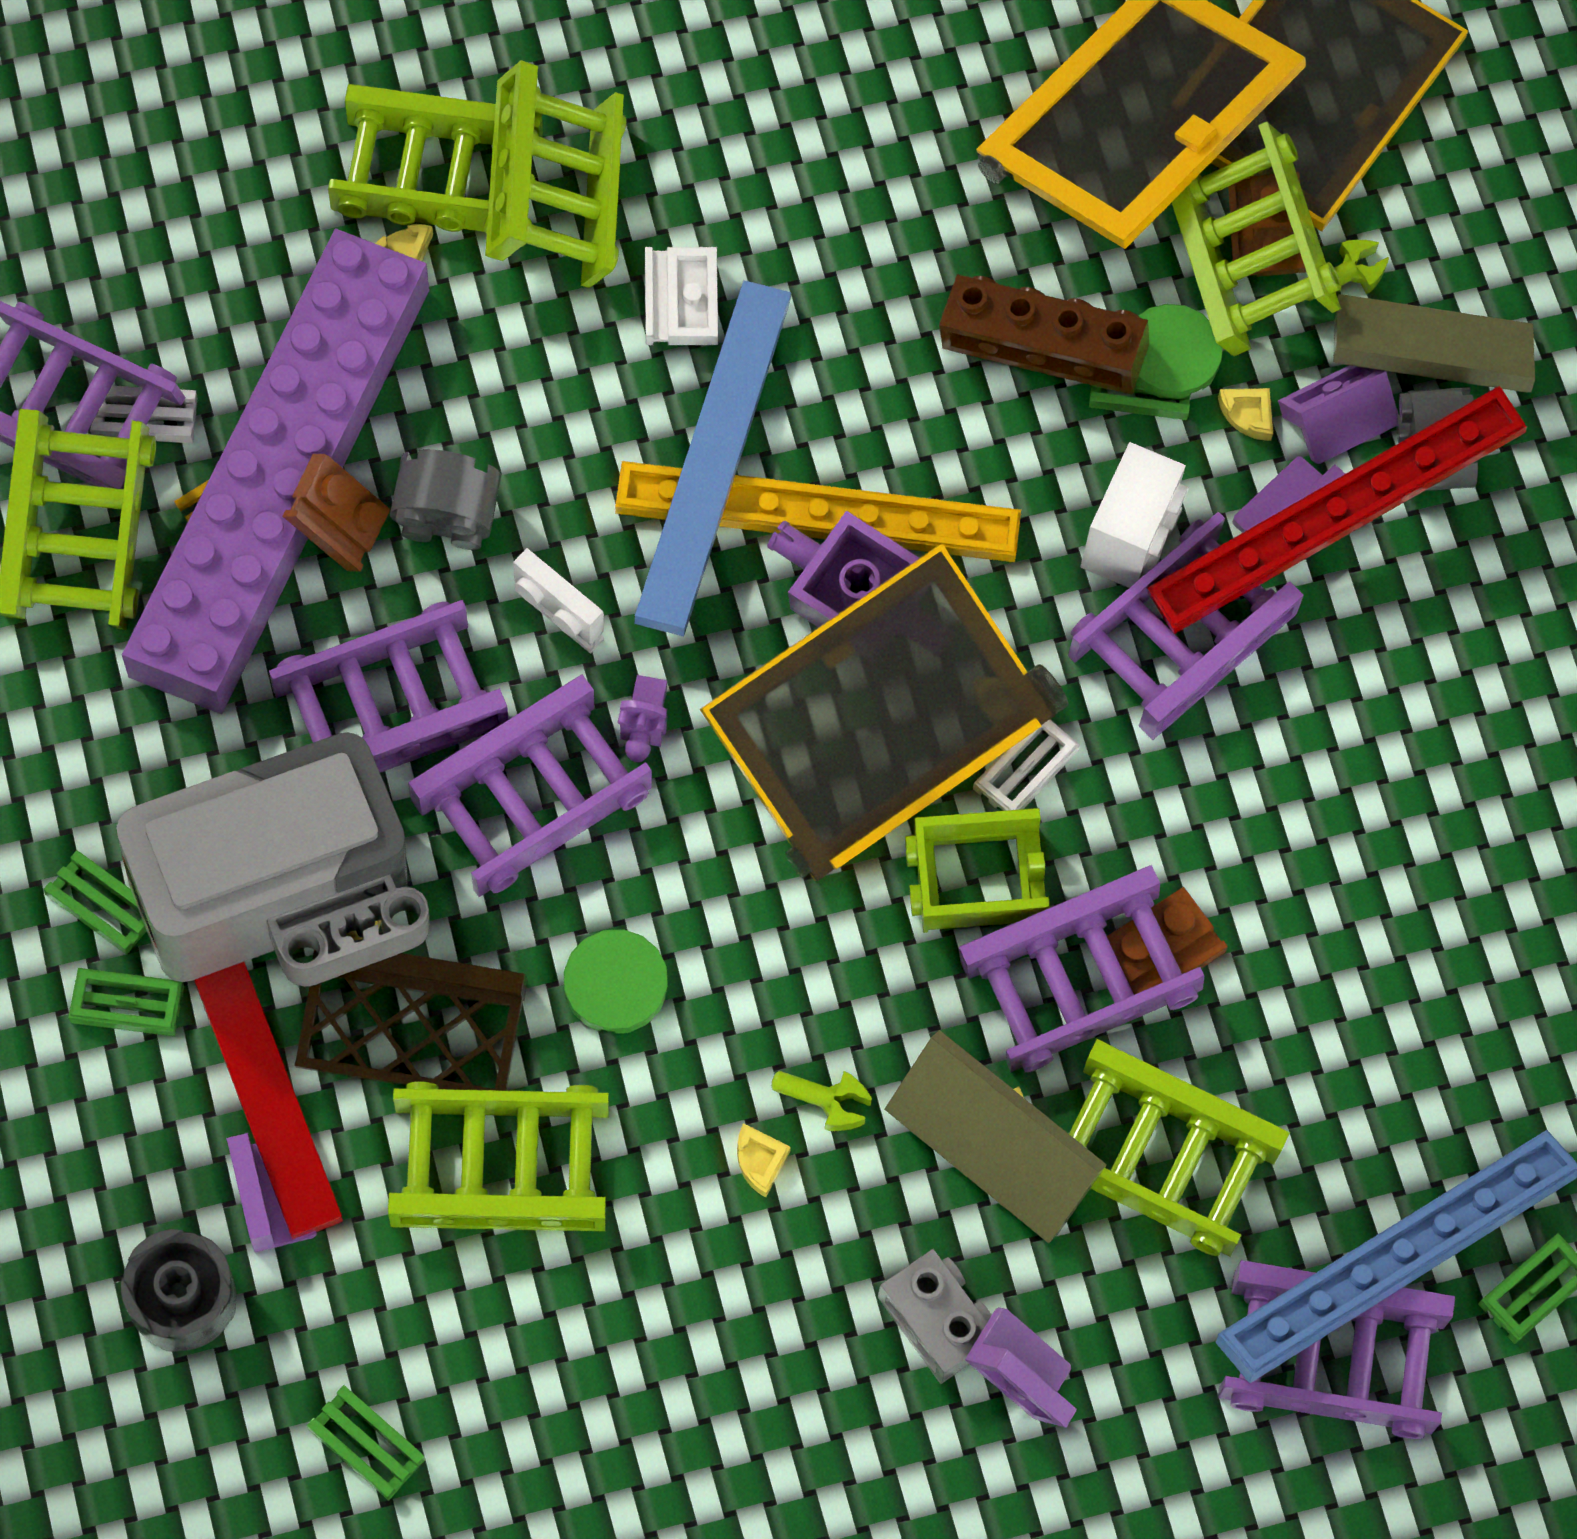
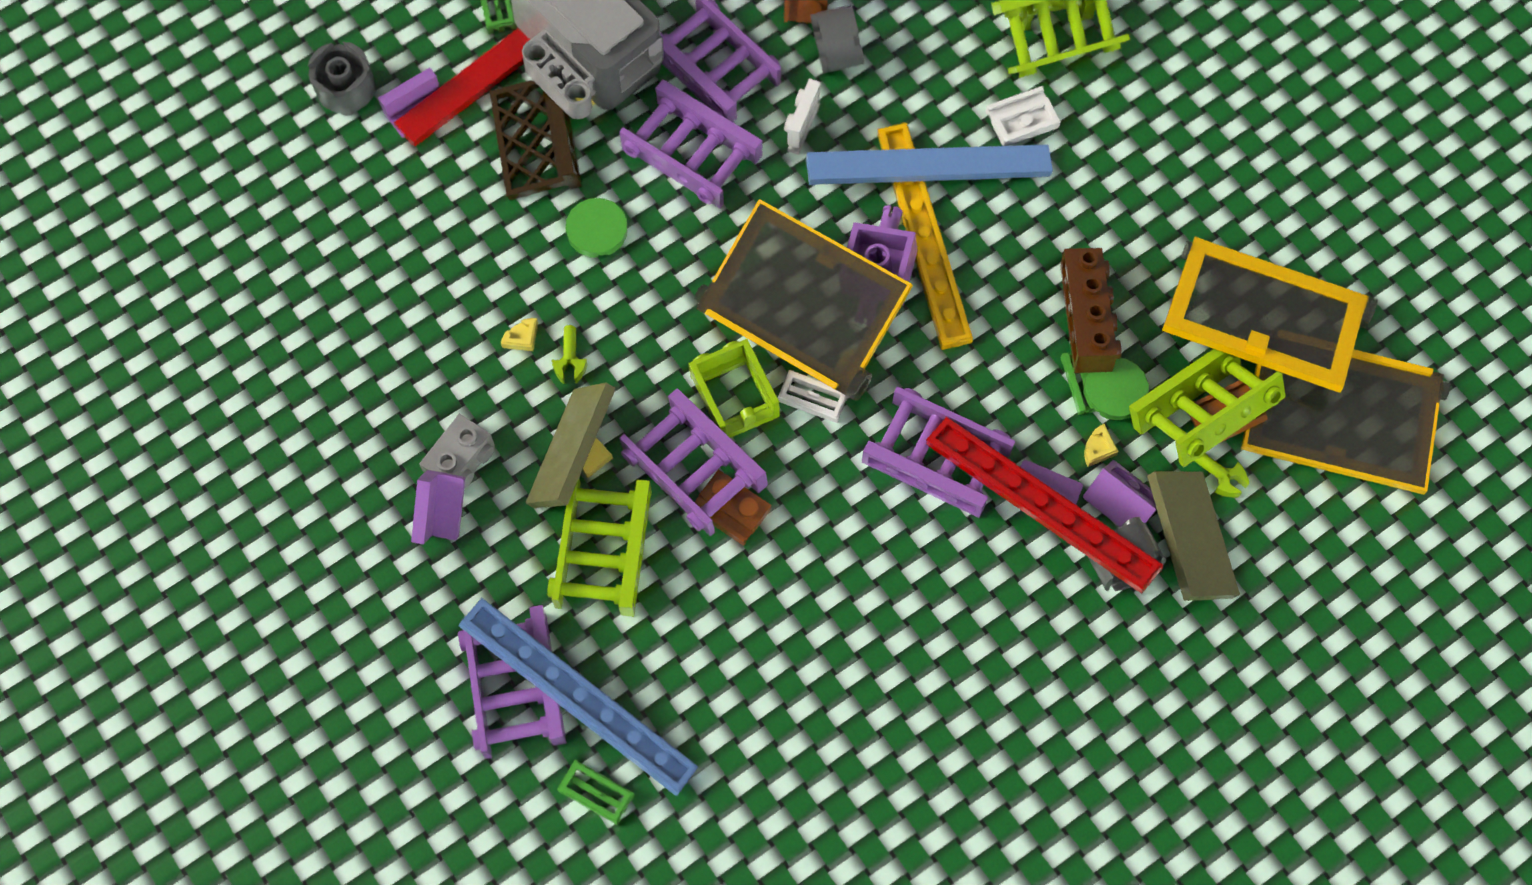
camera: 75 degrees right, 0 degrees up
(332, 1411) = (284, 194): bright green tile -> none
(524, 1205) = (449, 223): lime fence -> none
(644, 717) = (756, 187): medium lavender piece -> none
(1135, 516) = (991, 393): white brick -> none

